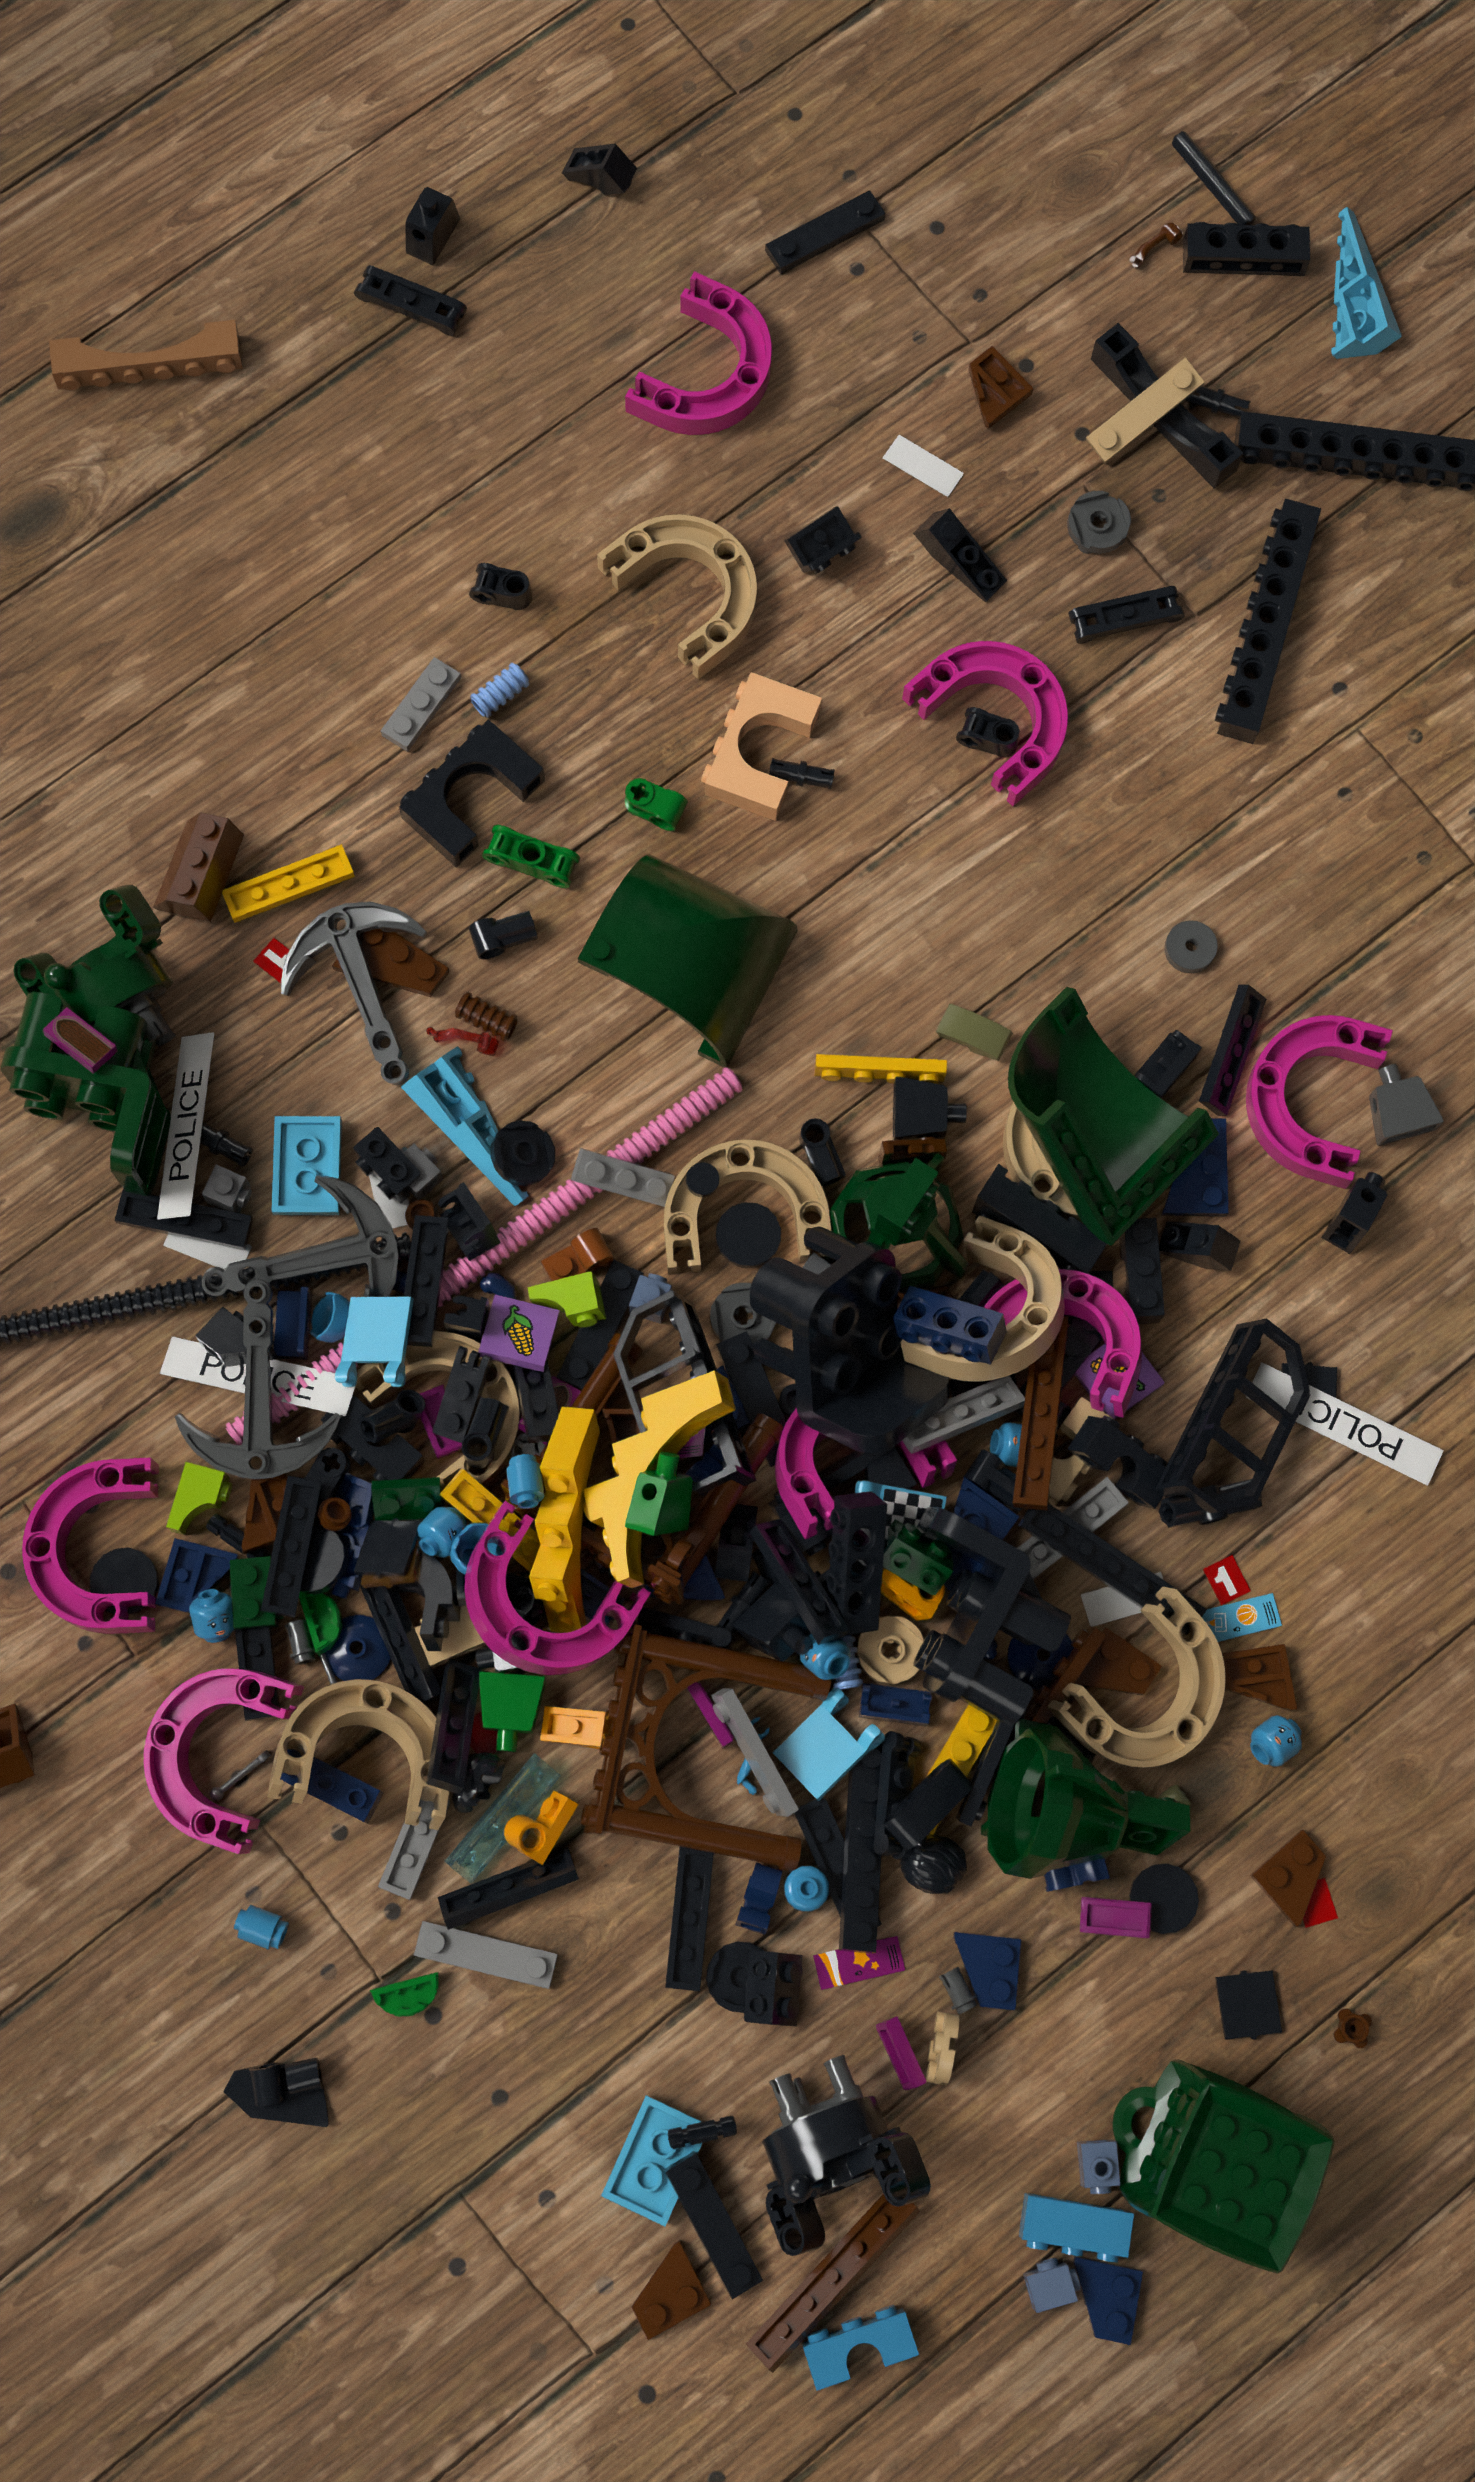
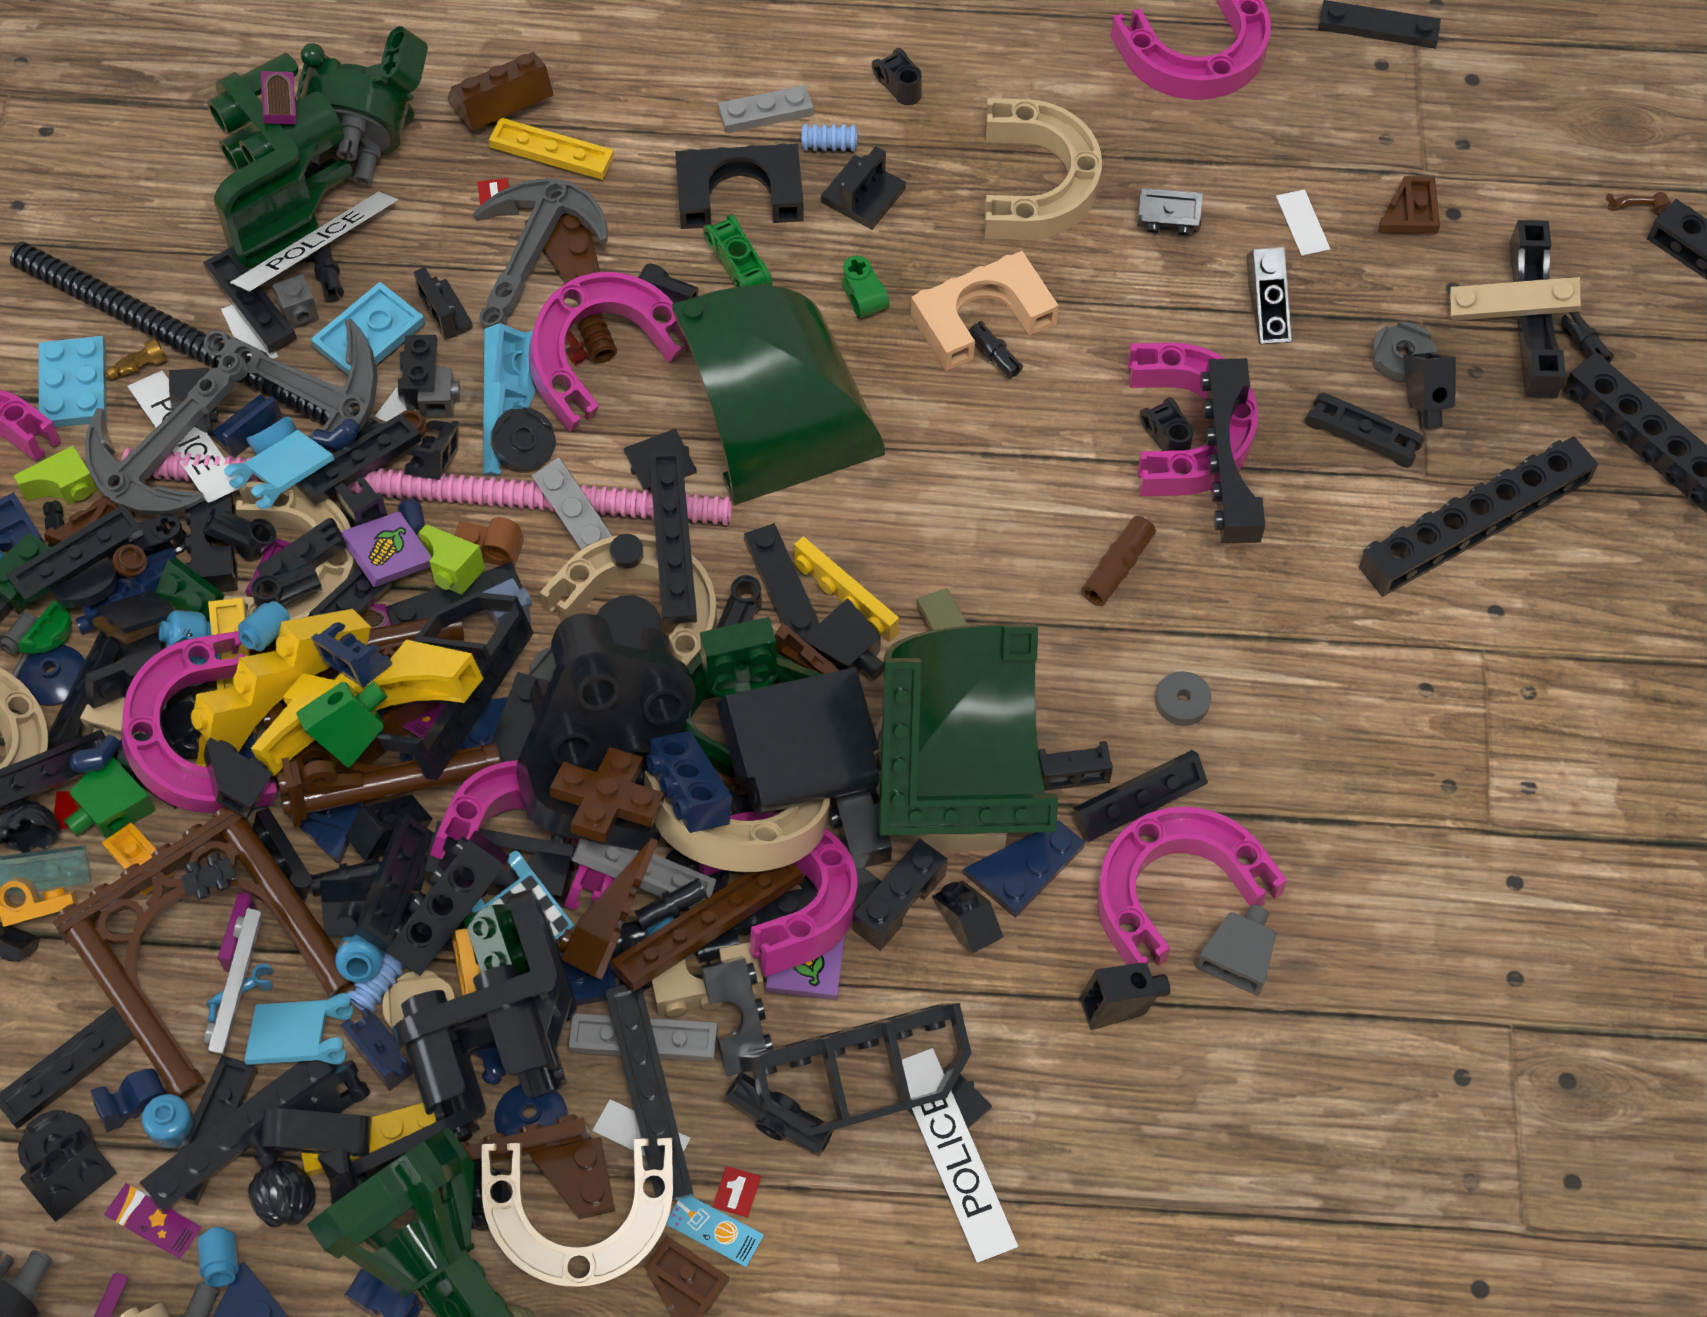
camera: 45 degrees right, 15 degrees down
(113, 1407) = (72, 380): none -> medium azure plate
(145, 1352) = (151, 353): none -> pearl gold piece
(344, 1093) = (442, 304): none -> black bracket
(395, 1276) = (339, 438): none -> dark blue arm
(462, 1036) = (595, 294): none -> dark pink piece
(480, 1685) = (95, 758): none -> dark blue arm
(569, 715) = (864, 189): none -> black bracket
(616, 1446) = (350, 655): none -> dark blue hinge
(623, 1614) = (234, 778): none -> black slope
(637, 1079) = (639, 455): none -> black piece
(666, 1704) = (201, 880): none -> black piece
(727, 1139) = (672, 537): none -> black plate
(827, 1102) = (781, 579): none -> black plate
(904, 1387) = (607, 794): none -> reddish brown plate
(937, 1945) = (218, 1257): none -> dark azure brick
(976, 1479) = (599, 928): none -> reddish brown wedge
(978, 1819) = (339, 1171): none -> black slope
(995, 1224) = (801, 740): none -> black piece
(1005, 1422) = (671, 904): none -> black pin
(1051, 875) = (1118, 560): none -> reddish brown axle
(1112, 766) = (1239, 512): none -> black arch
(1148, 537) = (1430, 385): none -> black torso

